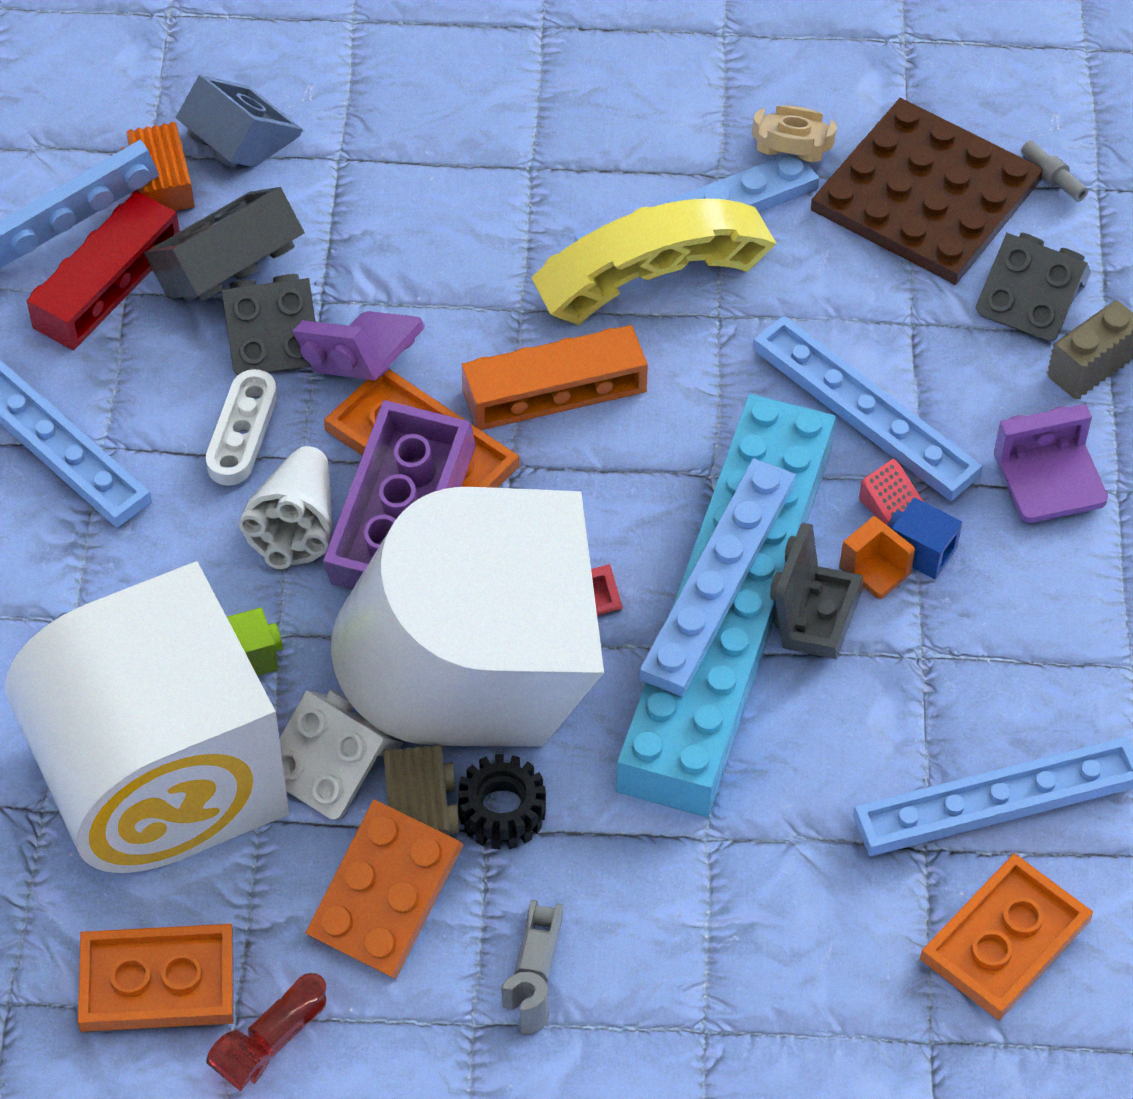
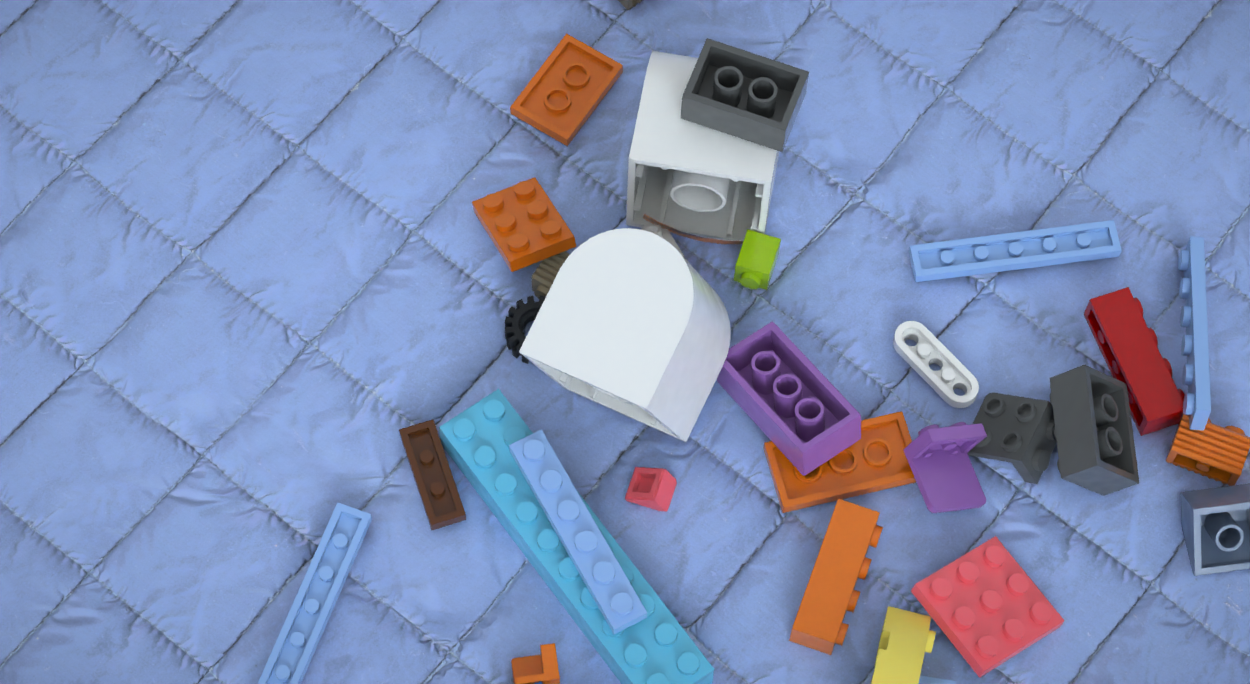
camera: 125 degrees right, 10 degrees up
(115, 619) = (744, 95): none -> dark grey brick
(245, 1057) = (483, 104): clear red piece -> none
(291, 511) = (841, 347): white cone -> none
(478, 247) = (987, 606): none -> coral plate
(533, 966) = (419, 278): light grey piece -> none
(755, 788) = (432, 474): none -> reddish brown plate
(813, 600) = (530, 597): dark grey bracket -> none
(1006, 936) = (223, 537): orange plate -> none

